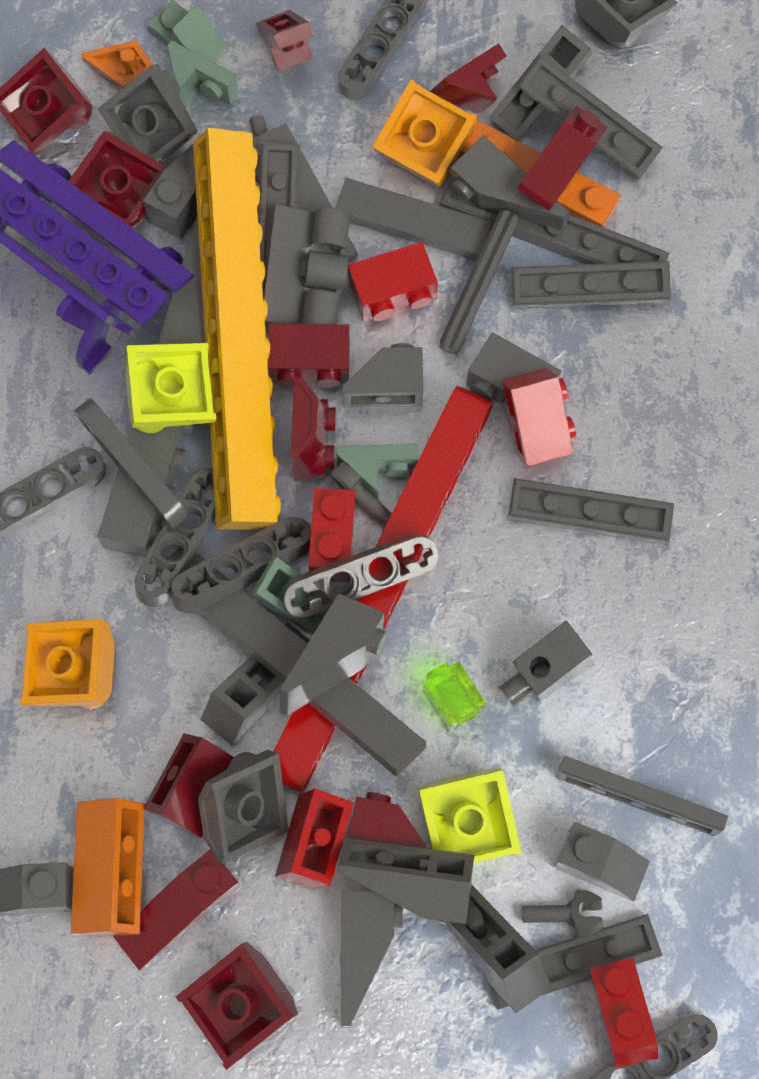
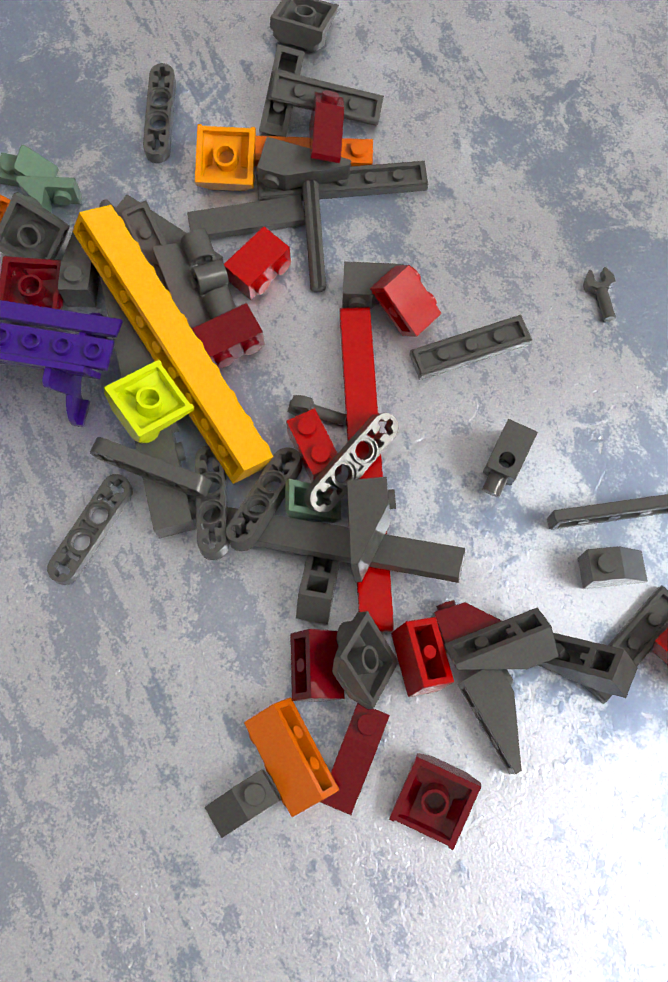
camera: 30 degrees left, 0 degrees up
(68, 664) = (181, 630): light orange slope -> none
(286, 39) = (94, 142): slope -> none
(309, 434) = (259, 385): dark red slope -> none
(369, 460) = (312, 384): sand green slope -> none
(388, 379) = (292, 327): dark grey slope -> none
(453, 695) = (454, 510): clear neon green brick -> none
(469, 85) = (235, 111): dark red slope -> none
(471, 815) = (513, 582): neon yellow slope -> none
(568, 913) = (613, 613): dark grey bar -> none
(591, 284) = (387, 203): dark grey tile -> none

